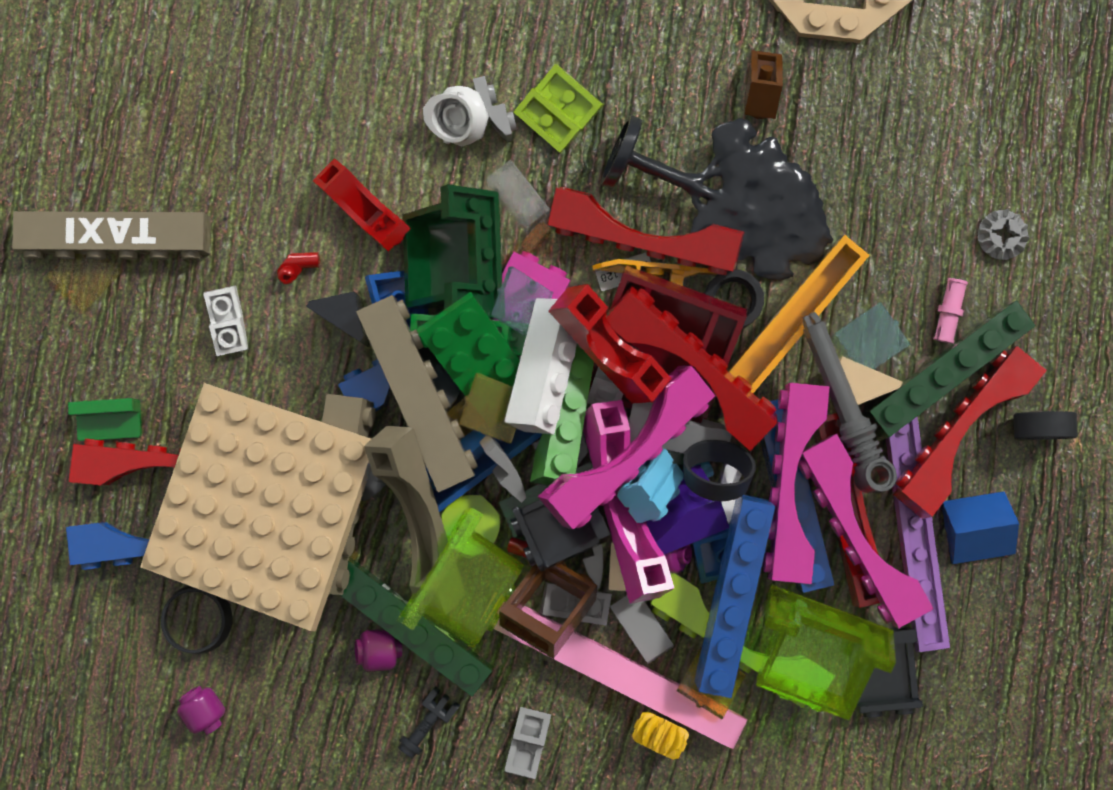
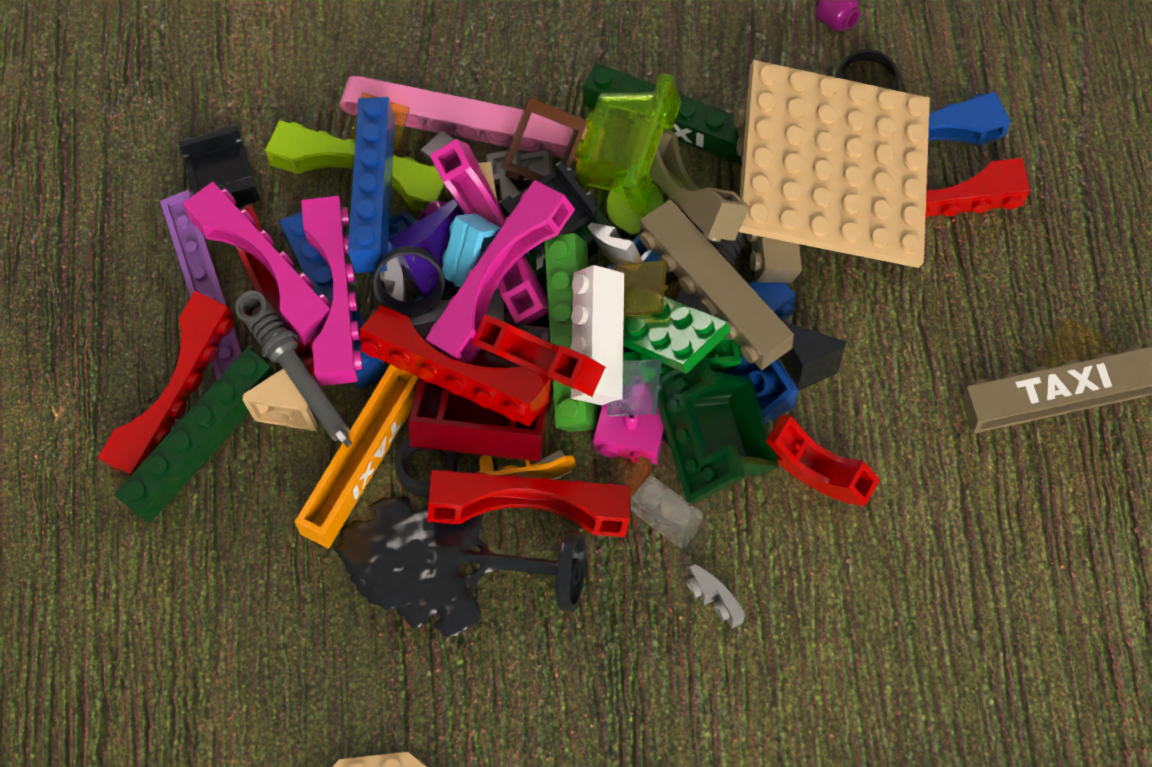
camera: 170 degrees right, 20 degrees down
(107, 418) = (1009, 229): green panel -> none
(226, 320) = (923, 338): white slope -> none
(295, 263) = (873, 404): red arm -> none
(377, 650) = (695, 85): magenta head -> none
(410, 745) = (641, 24): black hinge -> none
(456, 115) = (751, 575): white hat -> none
(527, 743) = (536, 48): light grey slope -> none
(558, 108) = (648, 616): lime slope -> none
(660, 735) = (417, 70): yellow gear -> none
(763, 85) = (436, 687): reddish brown slope -> none
(821, 653) = (279, 156): clear neon green windscreen -> none
(873, 337) = (277, 463): clear light blue piece -> none
(950, 310) = (202, 503): bright pink pin -> none
(980, 527) = (145, 314): blue slope -> none
(992, 243) = (167, 602): light grey gear -> none
(1045, 425) = (92, 407): black tyre -> none

